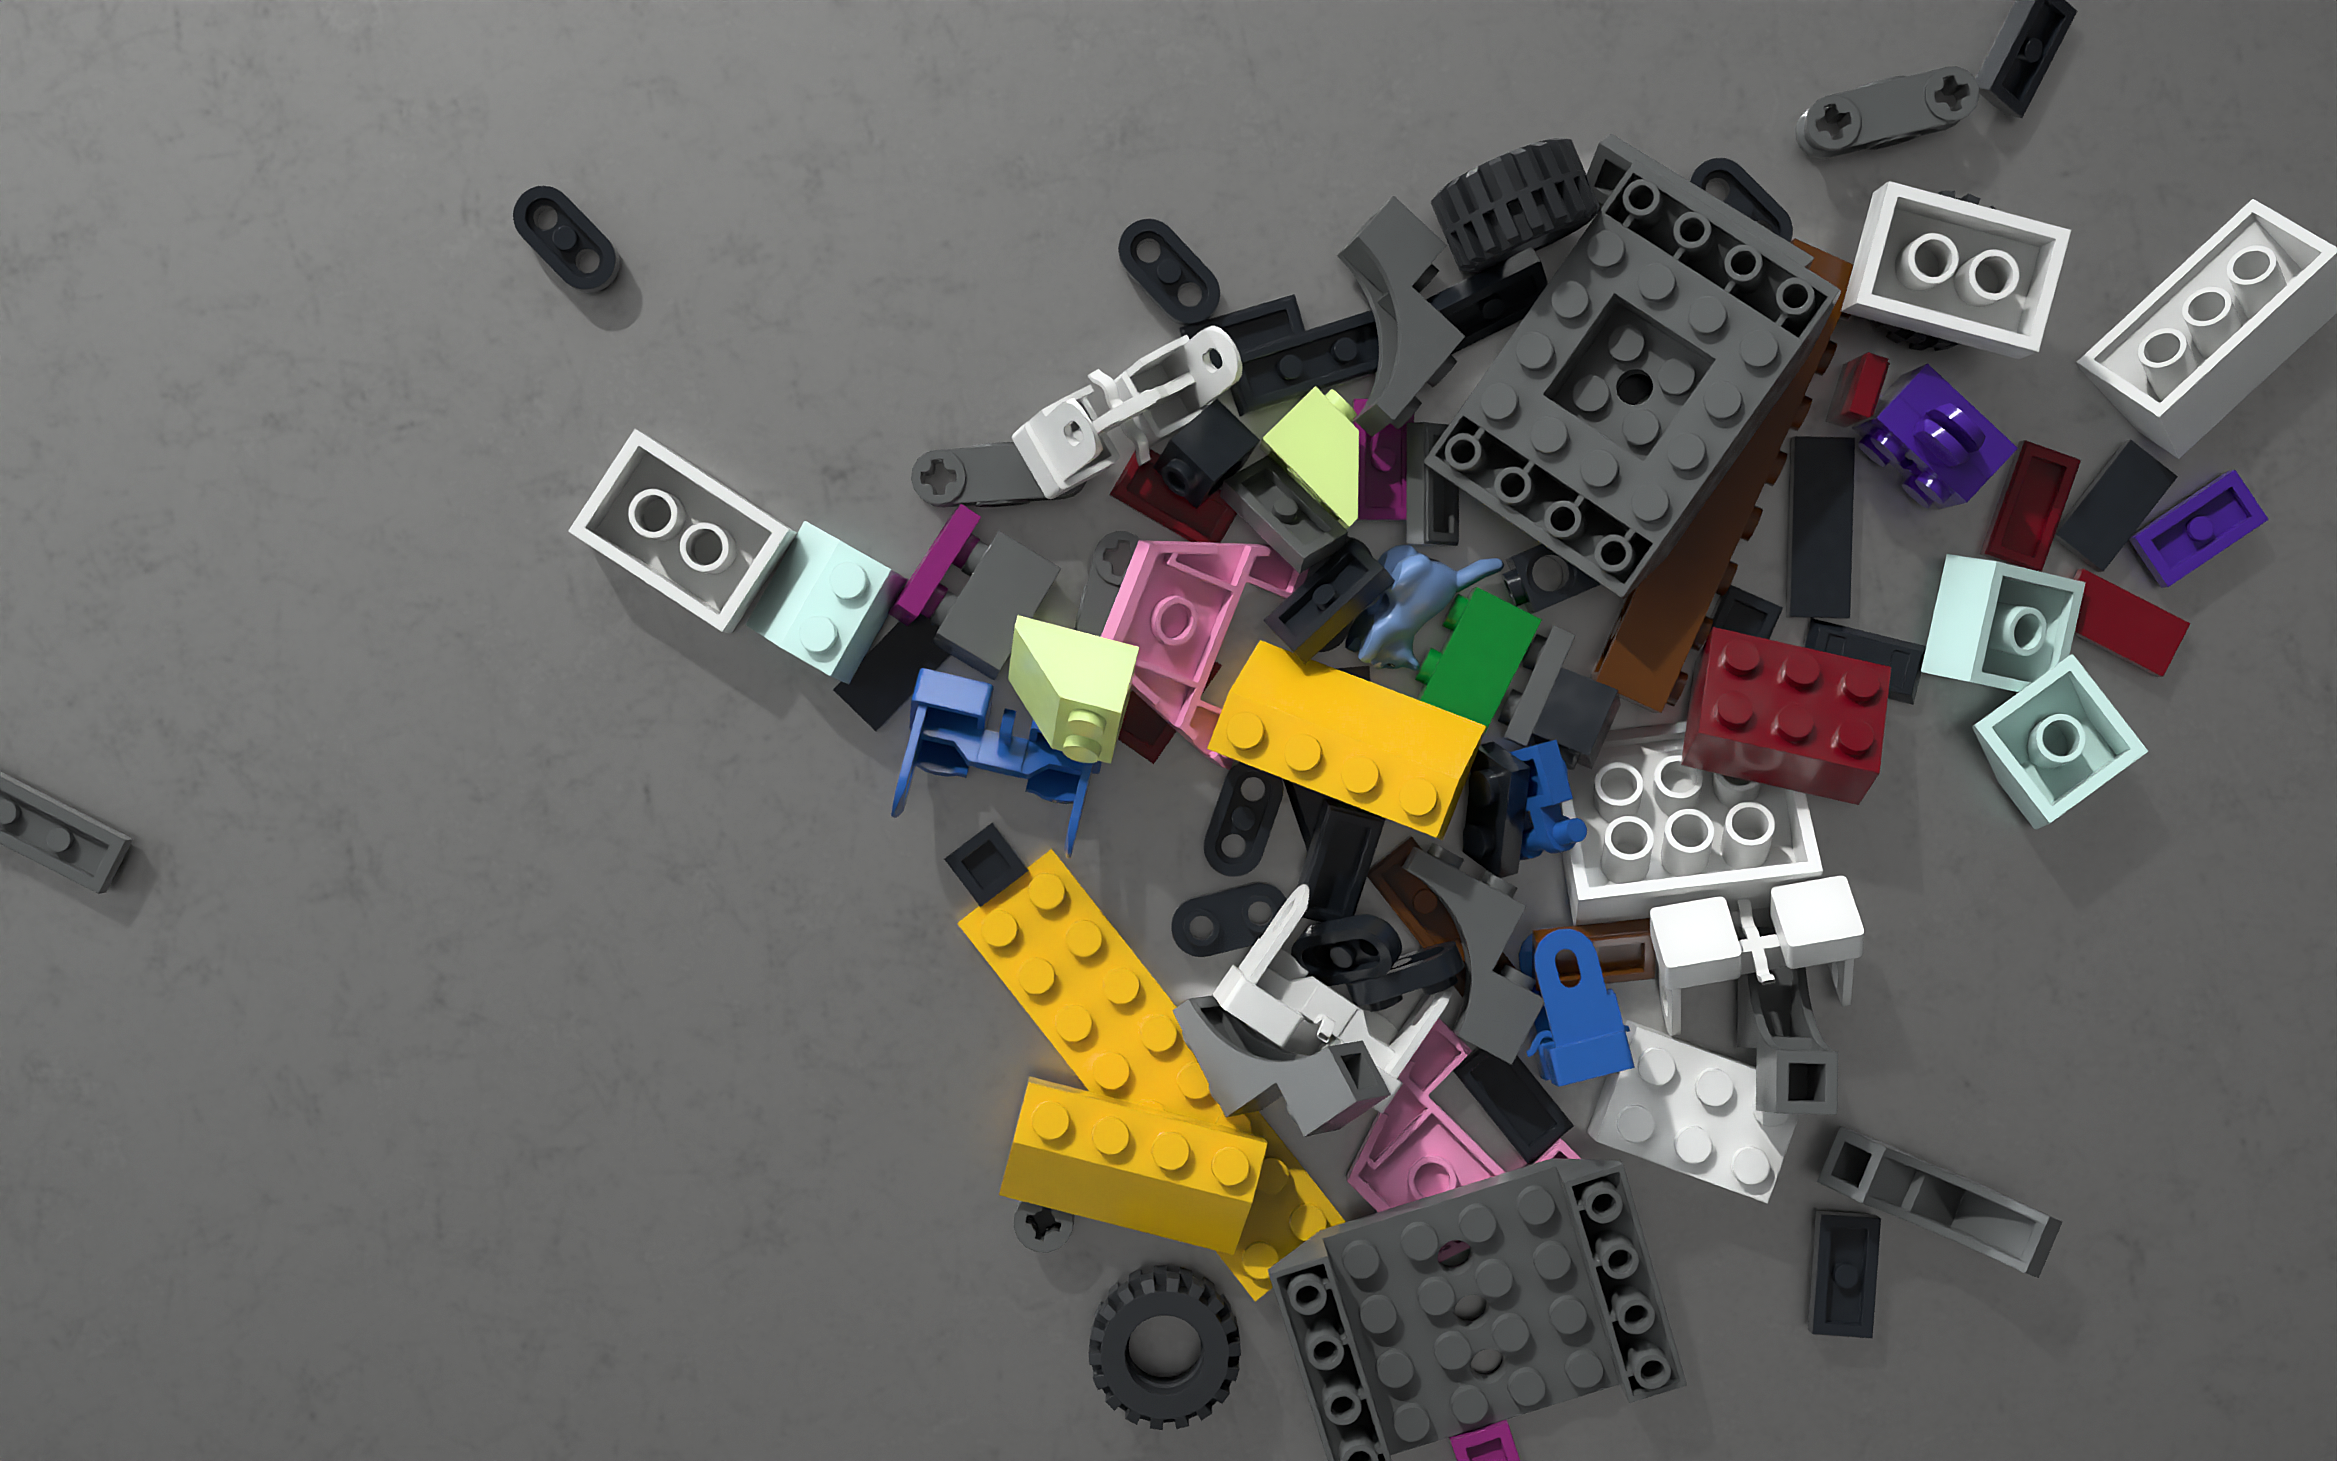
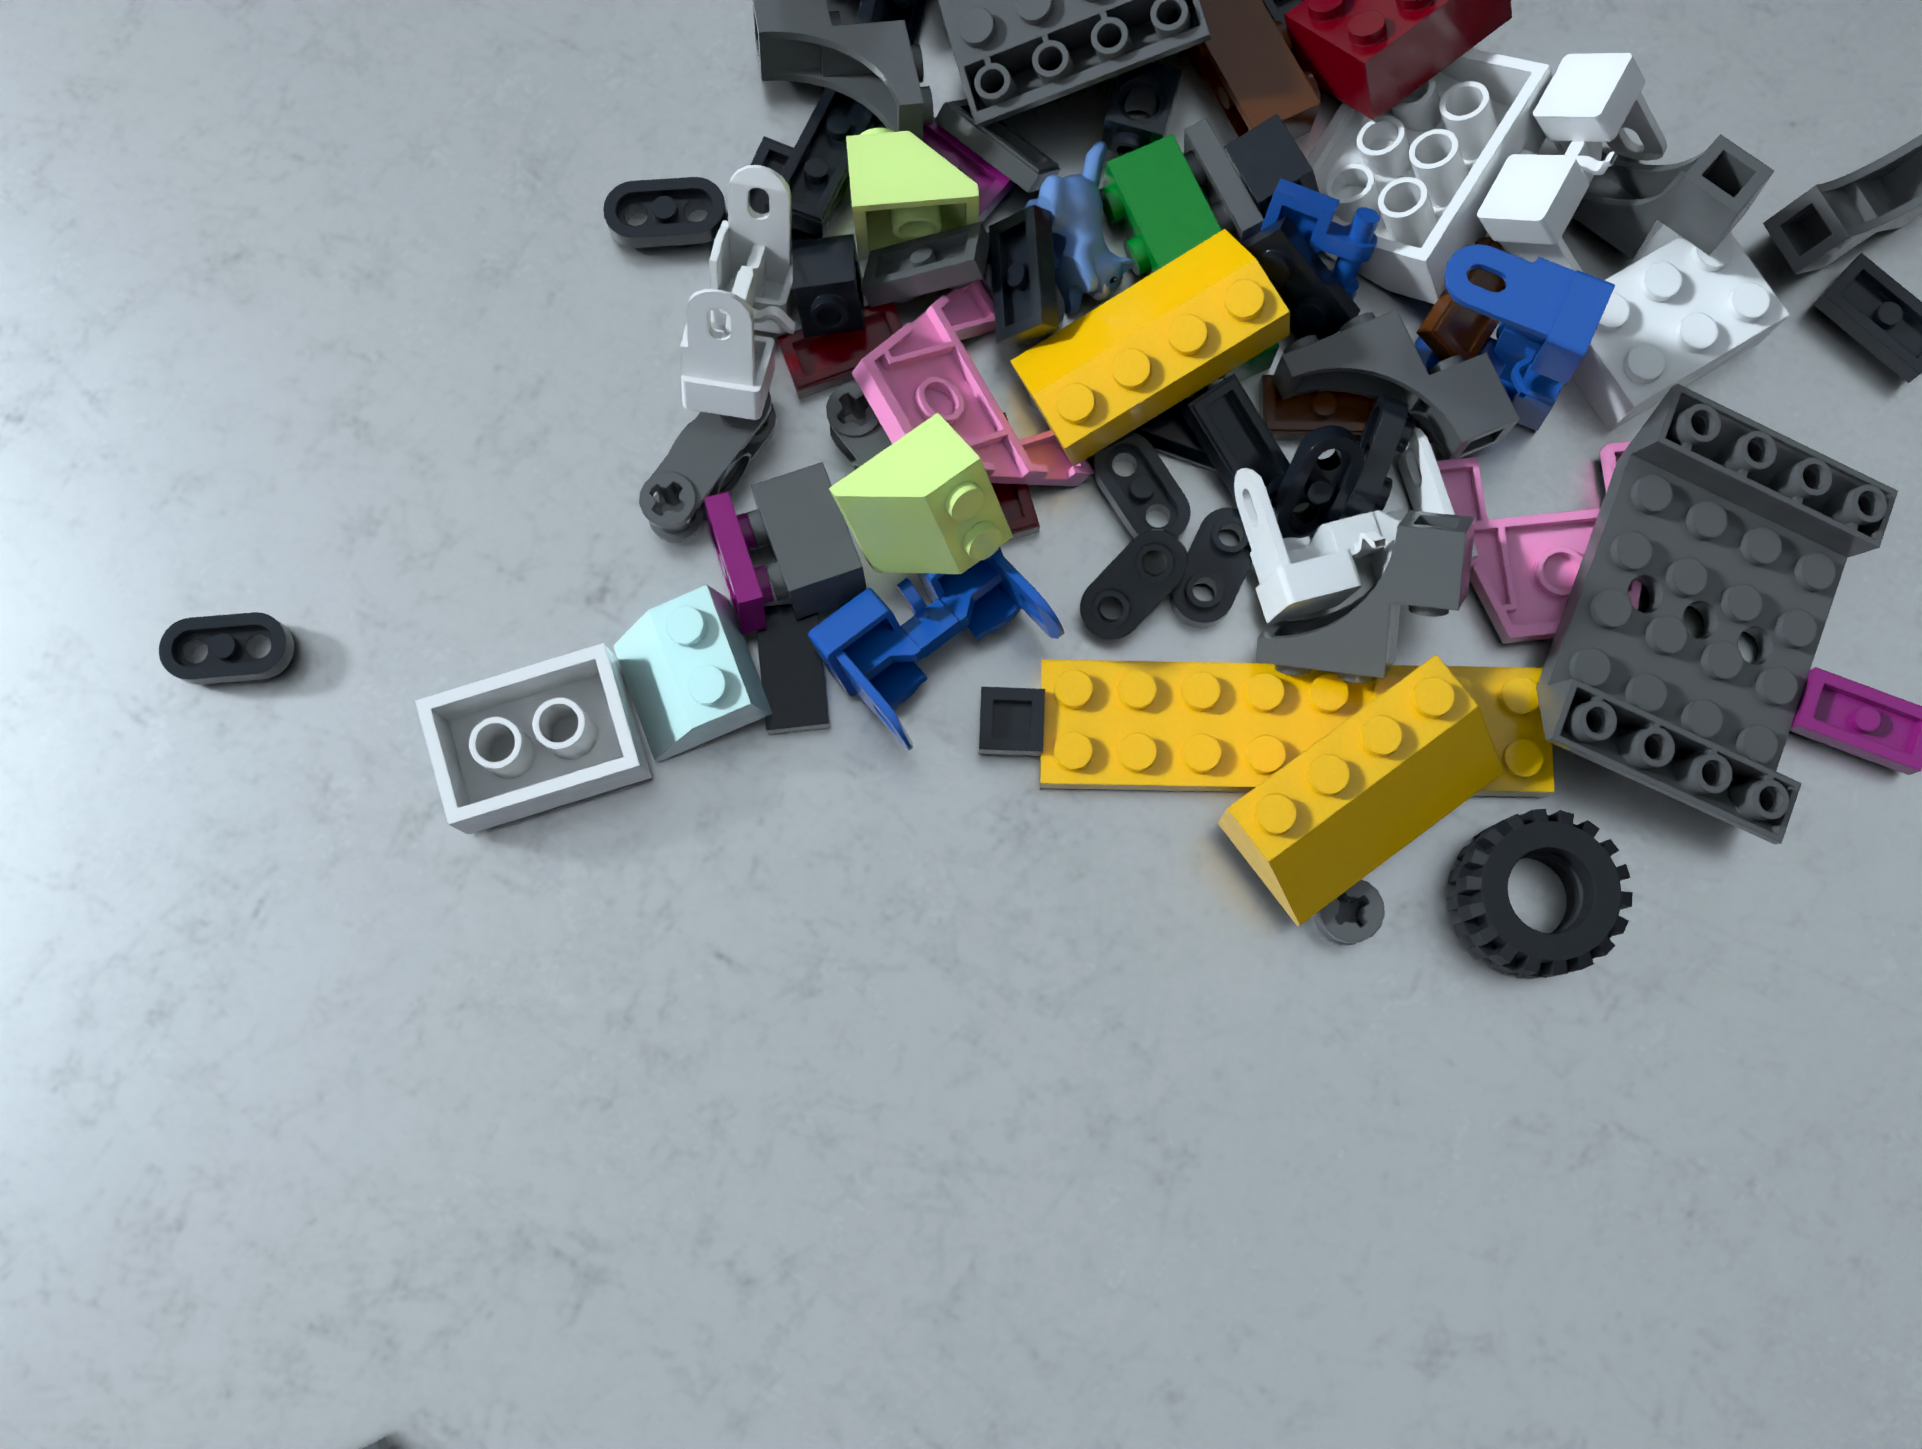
camera: 50 degrees left, 10 degrees down
(1159, 871) = (1133, 584): none -> black plate
(1514, 1101) = (1543, 464): black tile -> none

